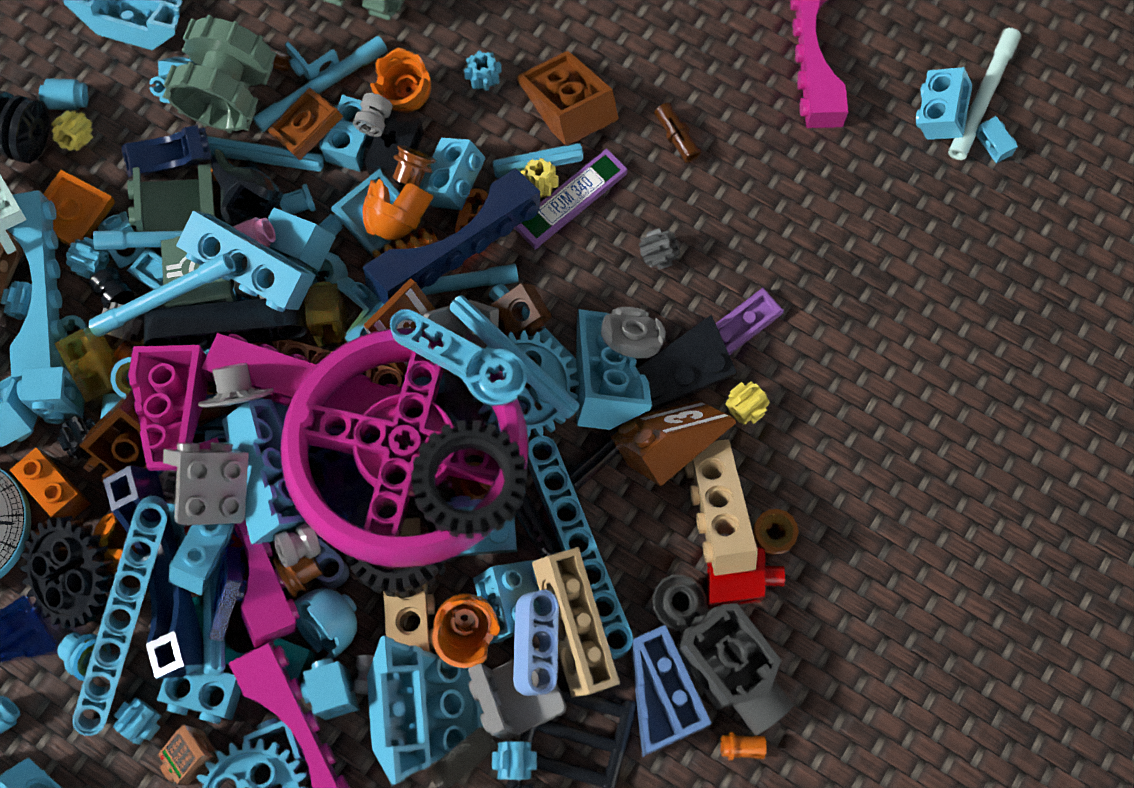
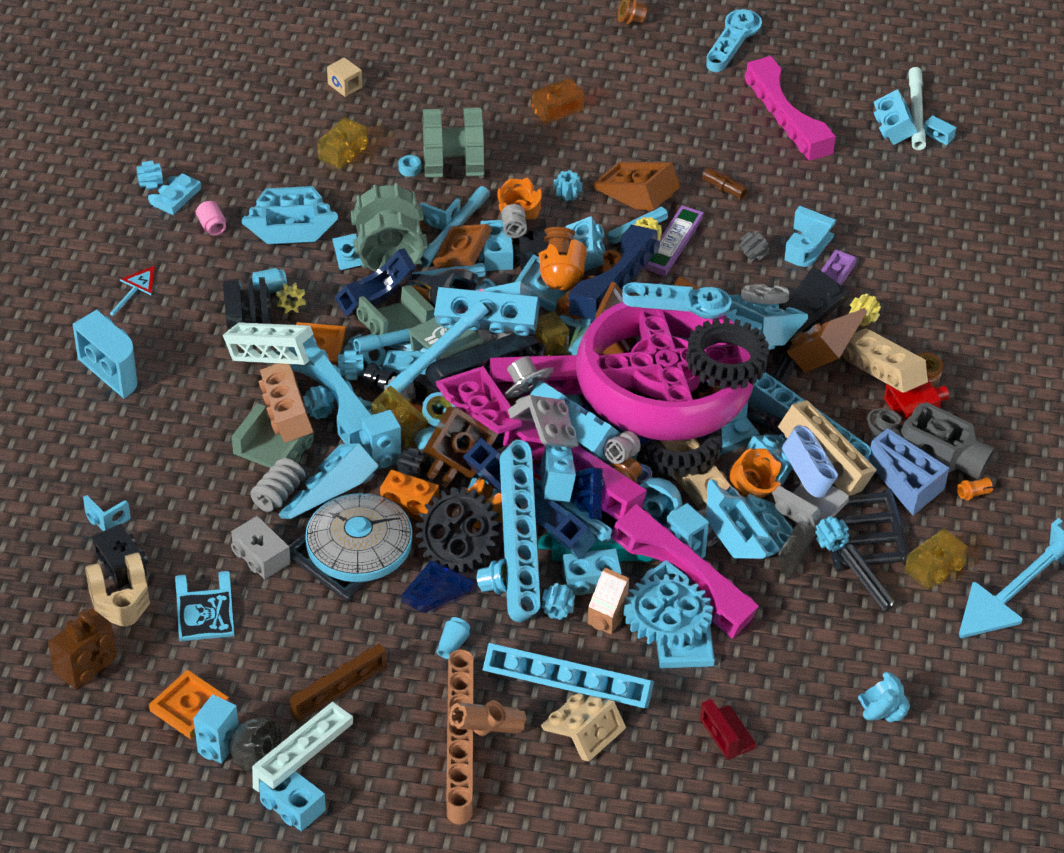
camera: 25 degrees left, 25 degrees down
(729, 271) = (813, 238): none -> medium azure piece

